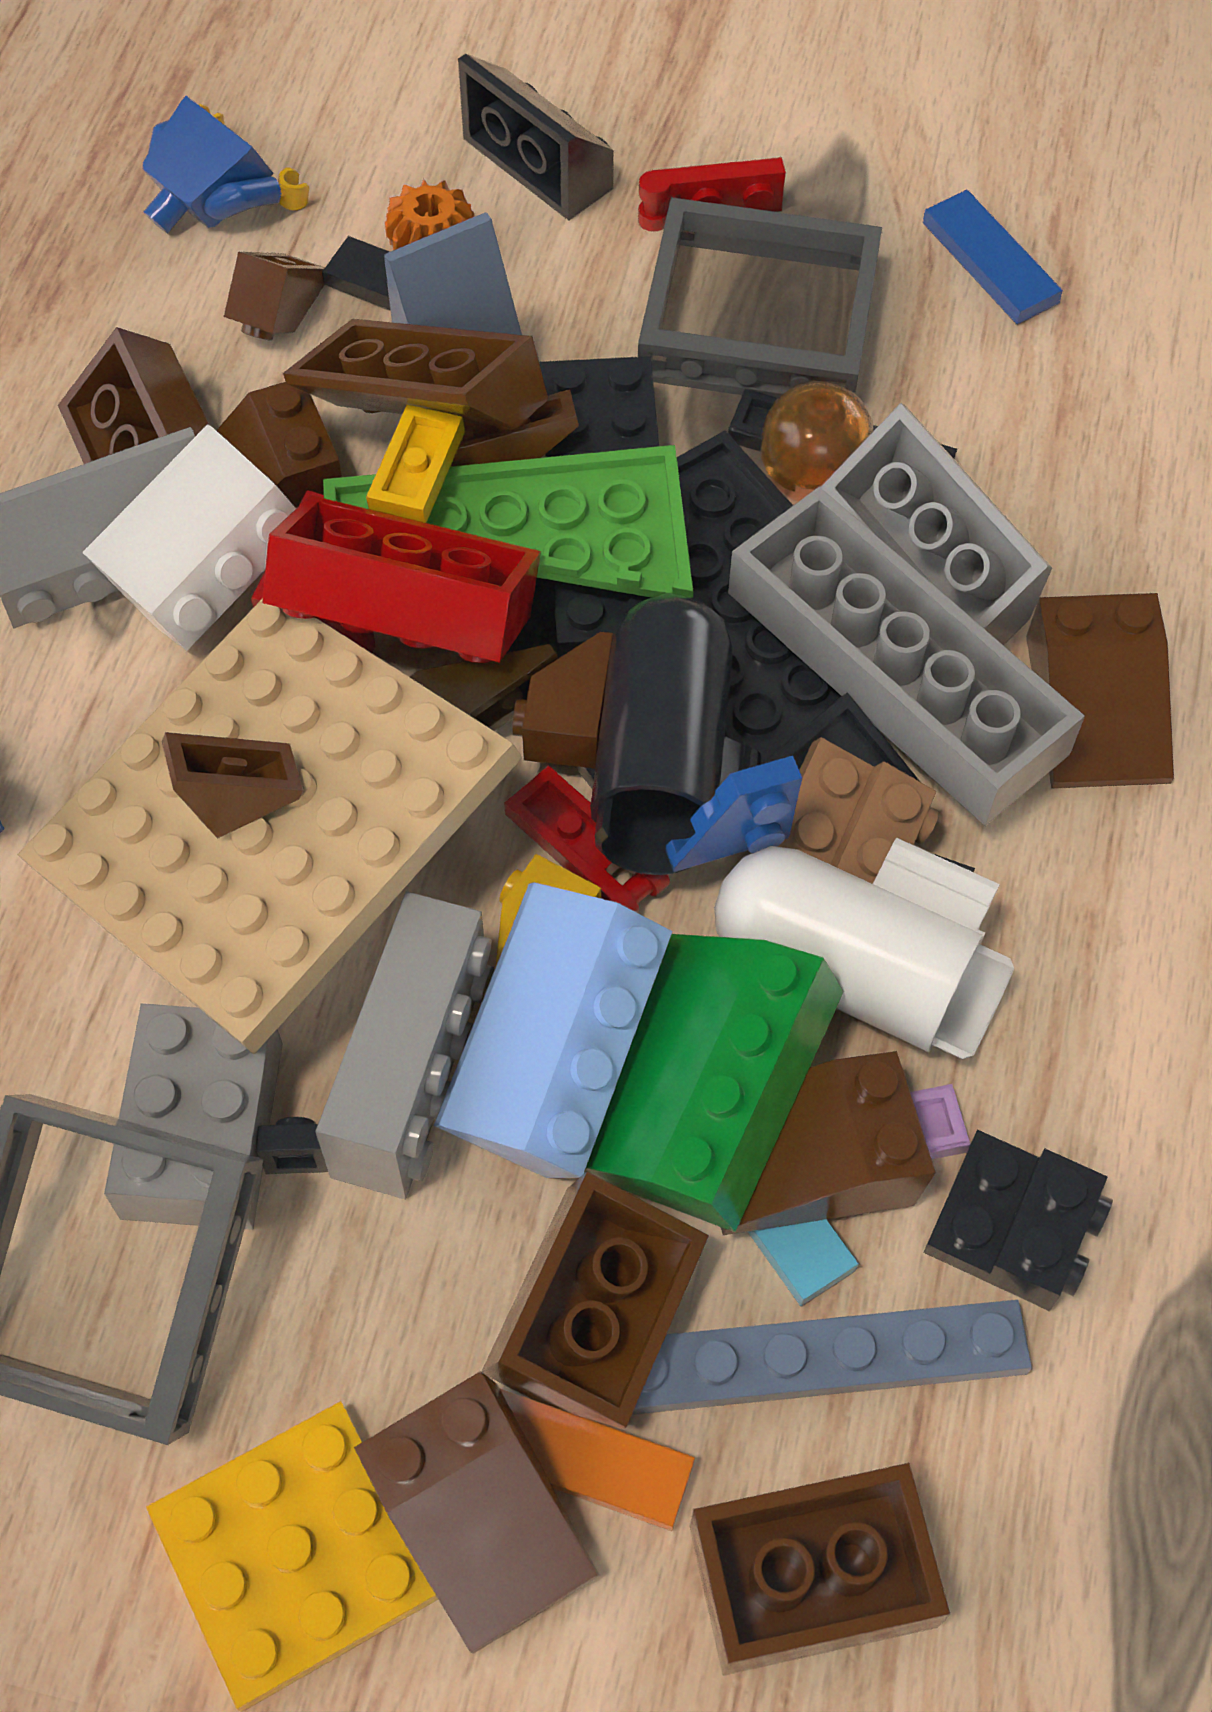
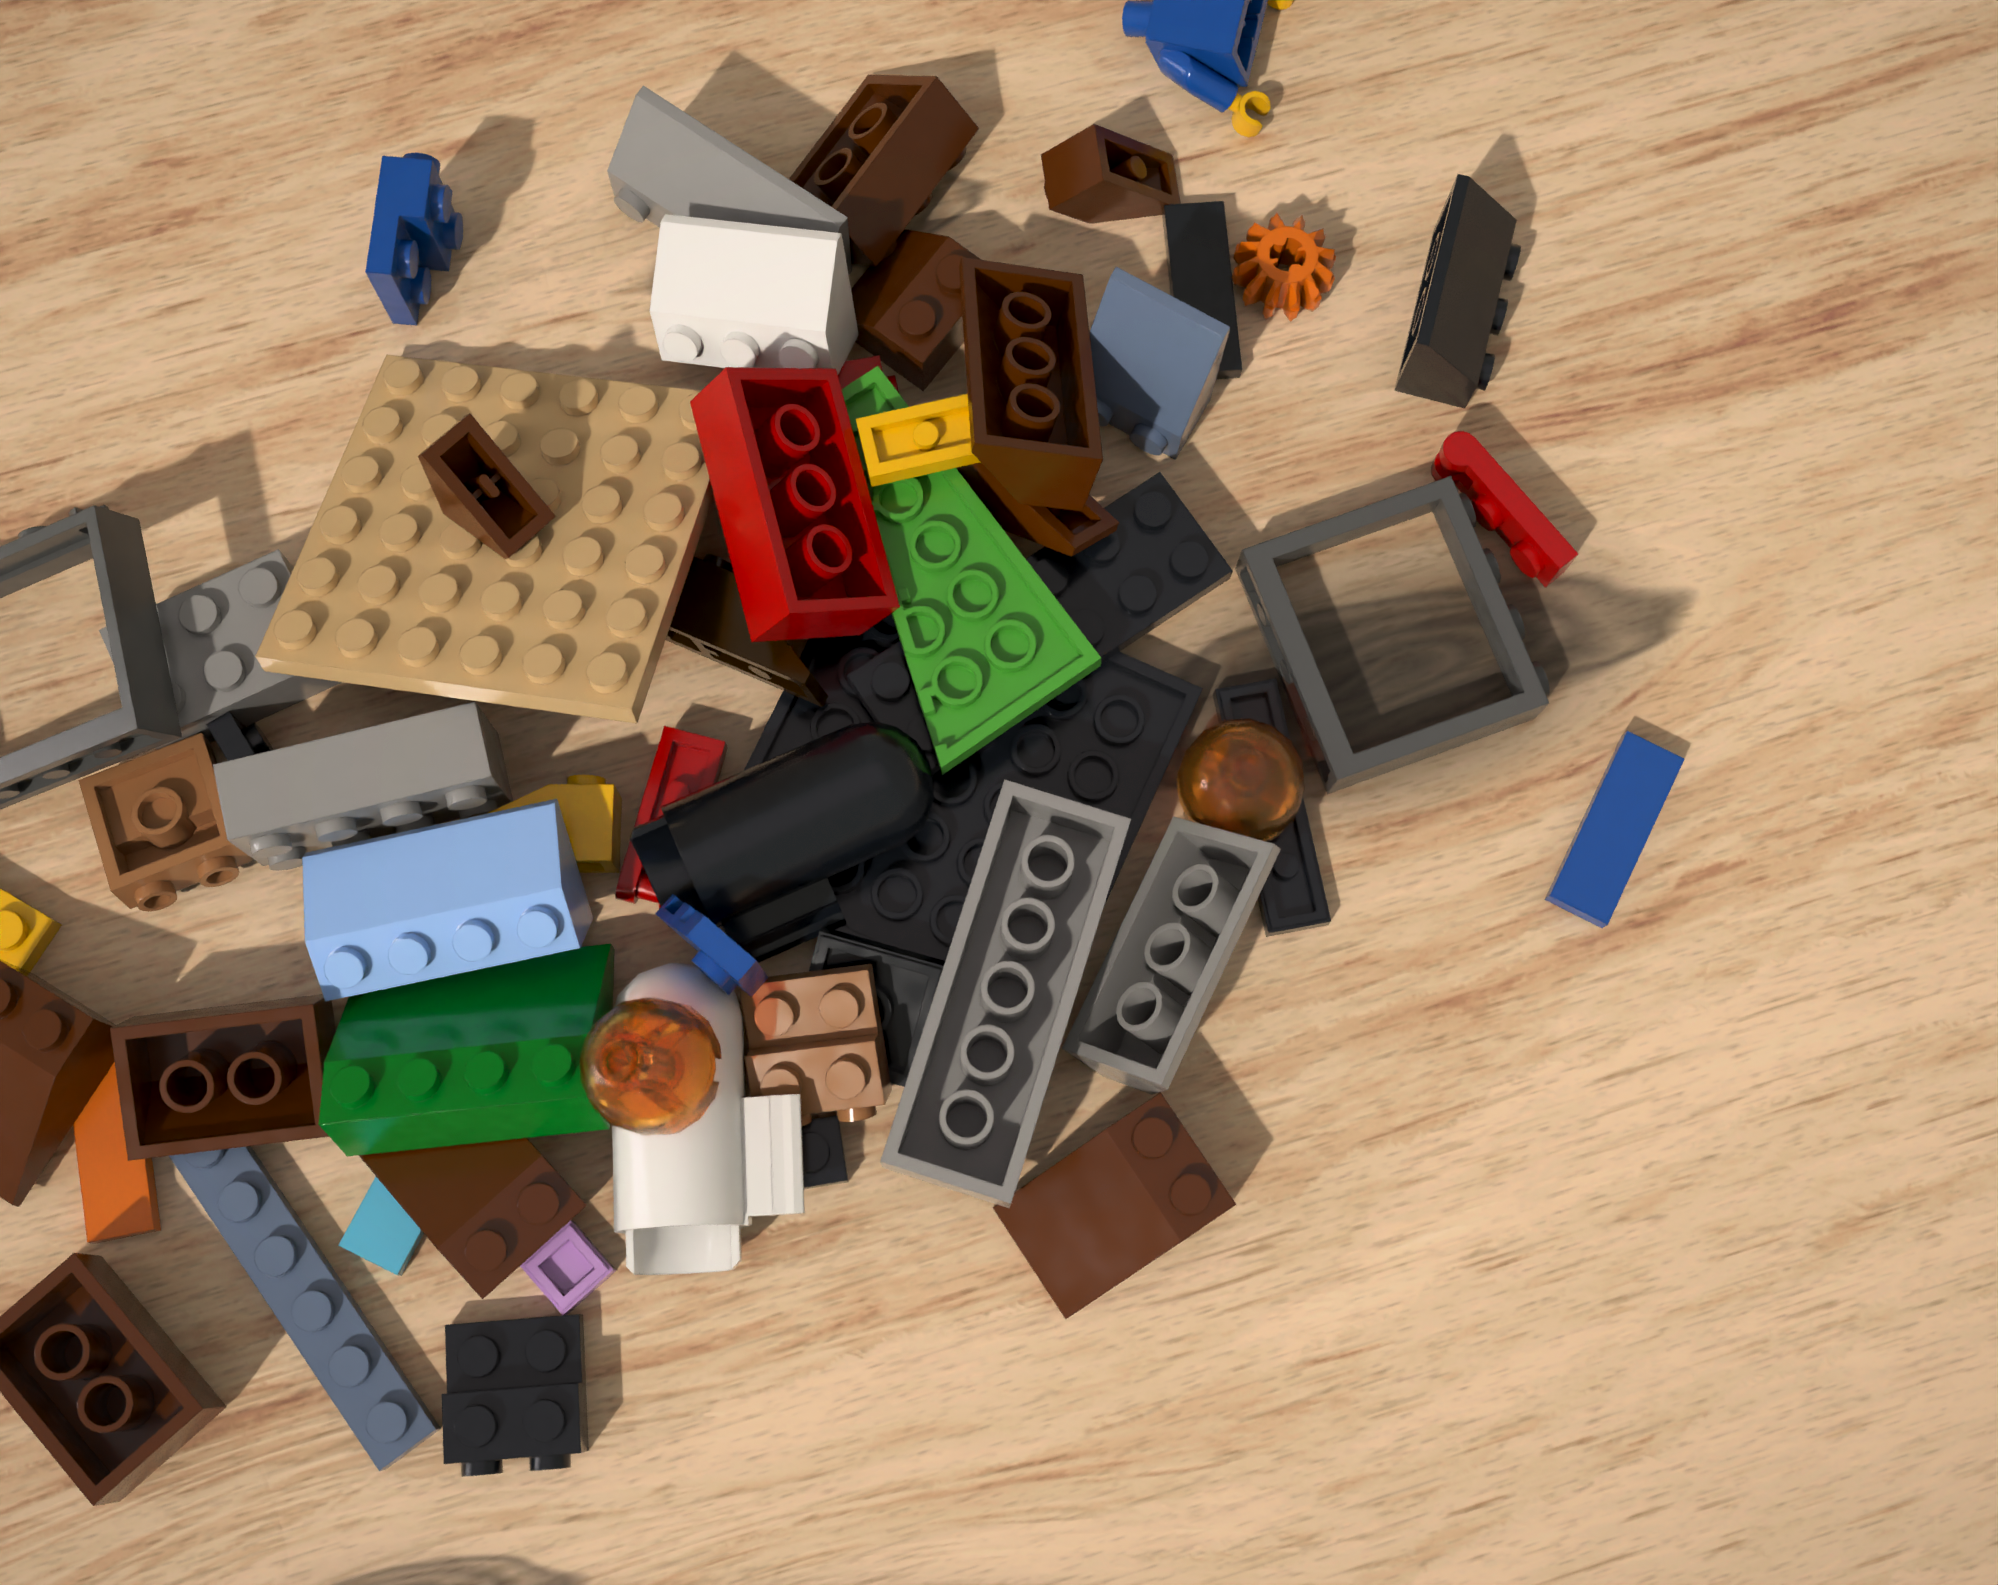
camera: 55 degrees right, 15 degrees up
(320, 1245) = (161, 824): none -> medium nougat plate
(565, 707) = (775, 717): reddish brown slope -> none
(822, 904) = (650, 1066): none -> clear orange cylinder

